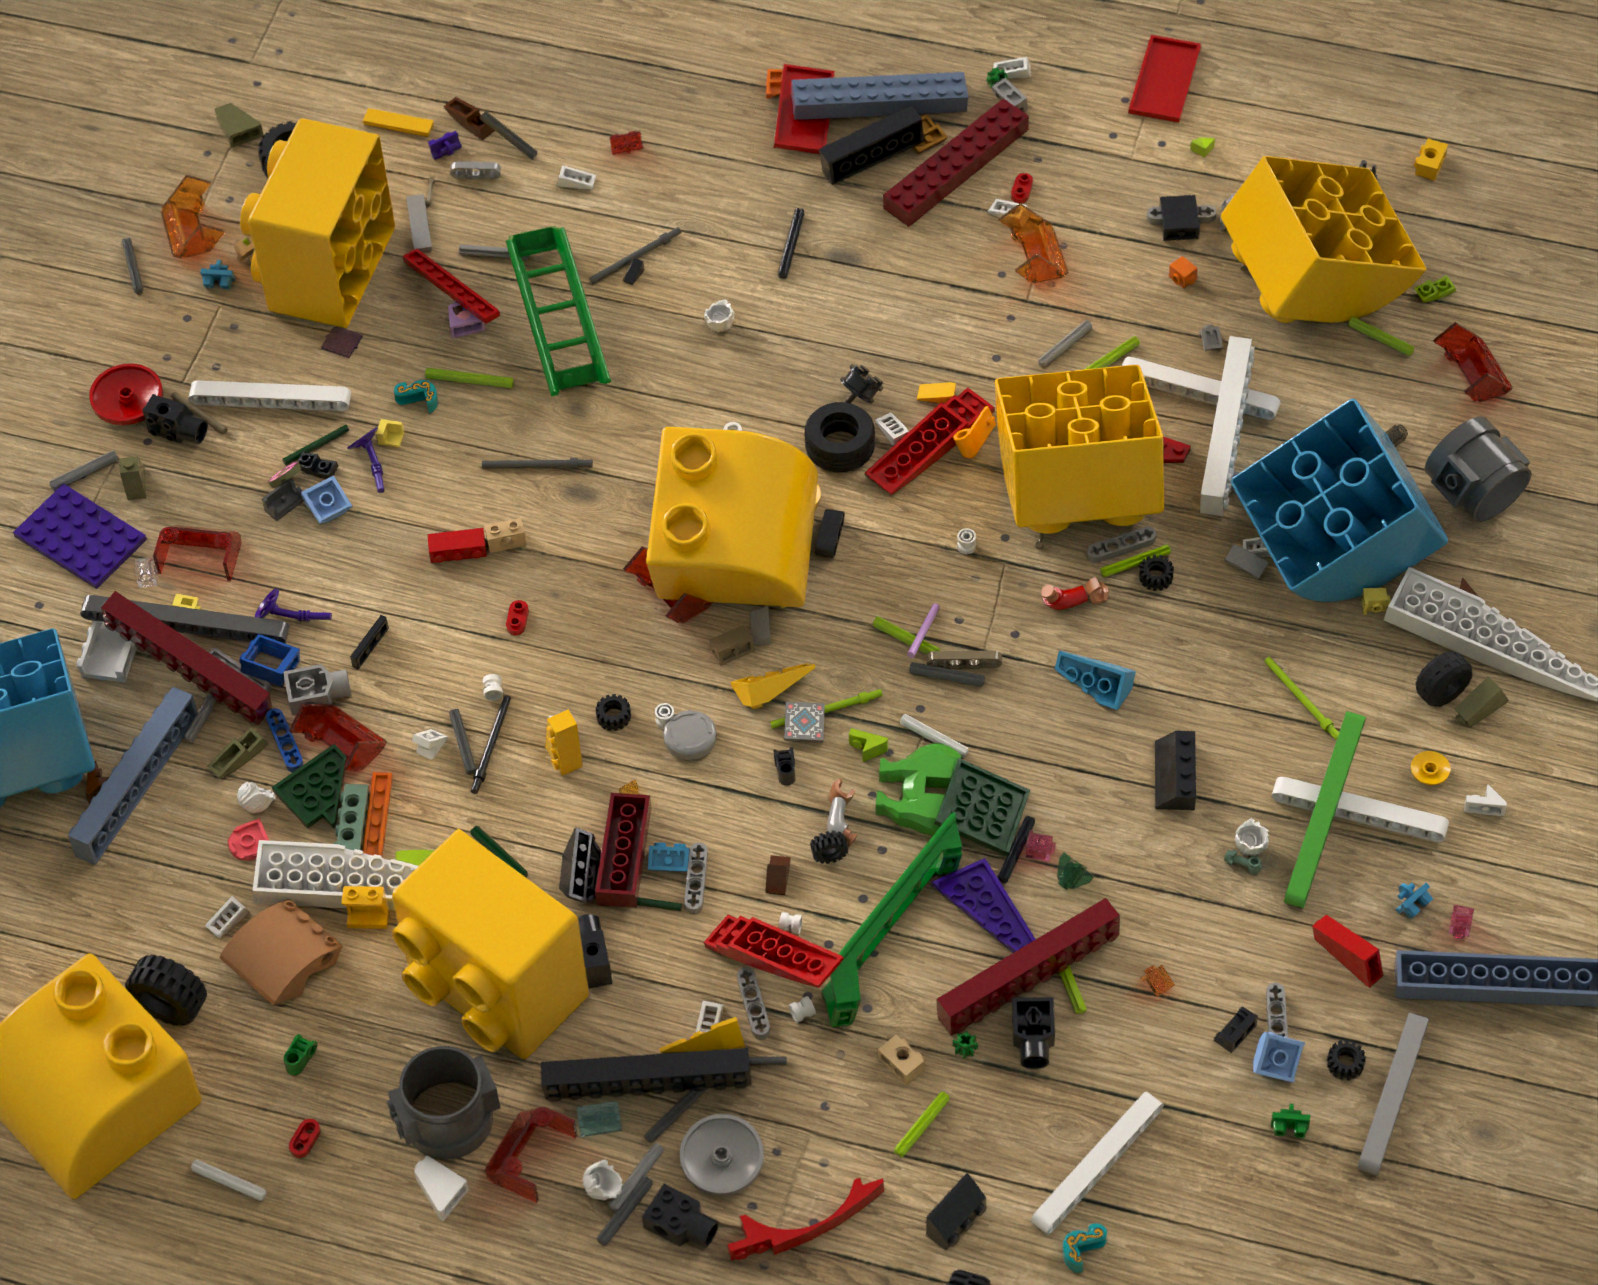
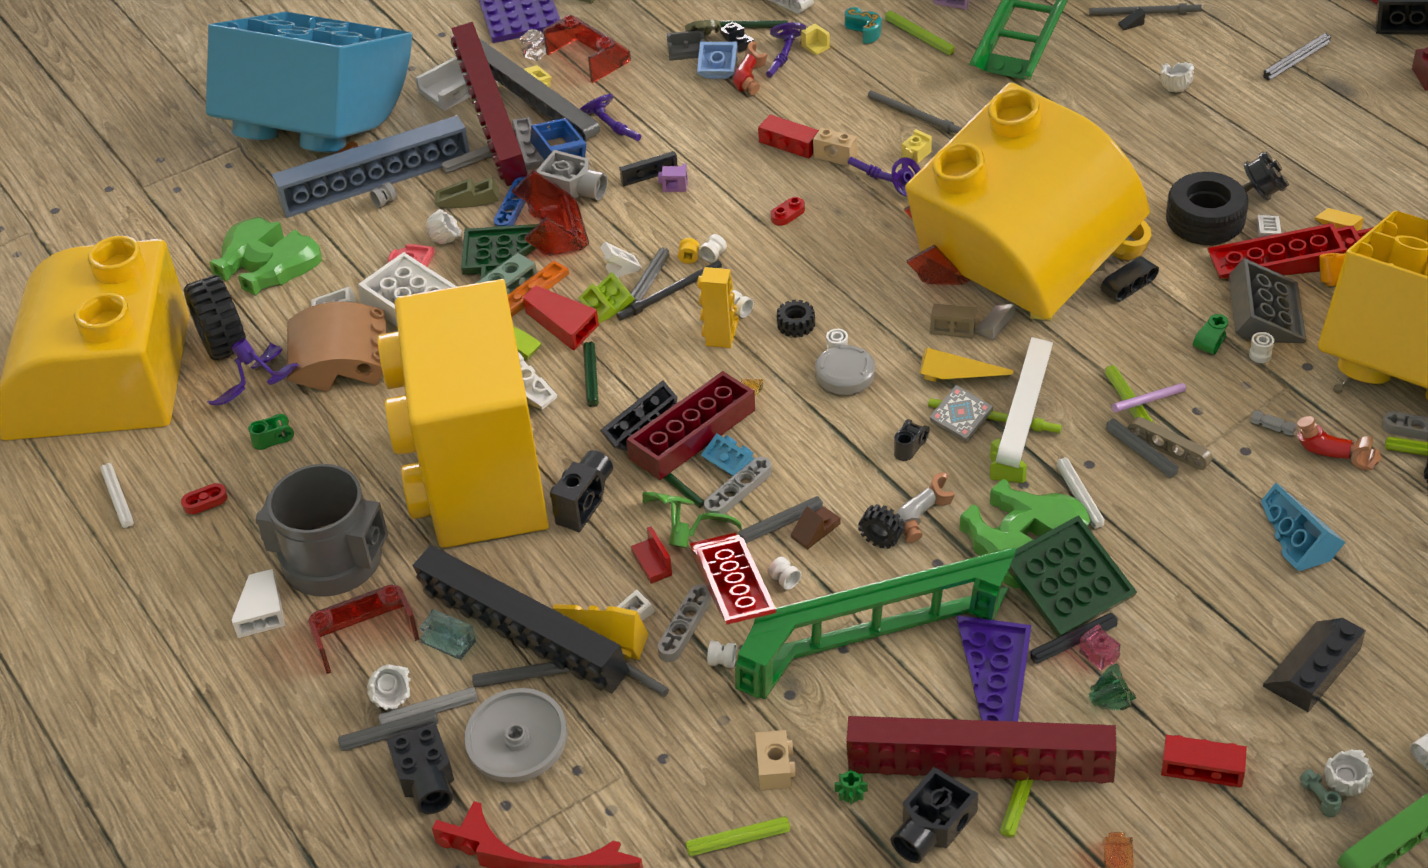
camera: 40 degrees right, 10 degrees down
(96, 913) = (265, 252): none -> bright green animal
(165, 795) = (383, 194): none -> light grey wheel
(225, 1003) = (246, 354): none -> dark purple plant
(363, 506) = (743, 77): none -> piece
(399, 639) = (673, 178): none -> medium lavender brick
(426, 818) = (561, 316): none -> slope
(449, 781) = (607, 297): none -> lime slope
(475, 700) = (688, 250): none -> yellow wheel
(569, 498) = (917, 146): none -> light yellow brick
(585, 536) = (899, 179): none -> dark purple dish
(687, 969) = (652, 557): none -> red panel
(692, 938) = (679, 530): none -> bright green plant
(749, 884) = (779, 520): none -> dark grey axle
(845, 686) = (1024, 403): none -> white beam
(925, 549) = (1212, 334): none -> green piece
(942, 501) = (1266, 303): none -> dark grey slope
(1018, 600) = (1273, 423): none -> light grey axle
(1161, 885) = (1204, 760): none -> red brick

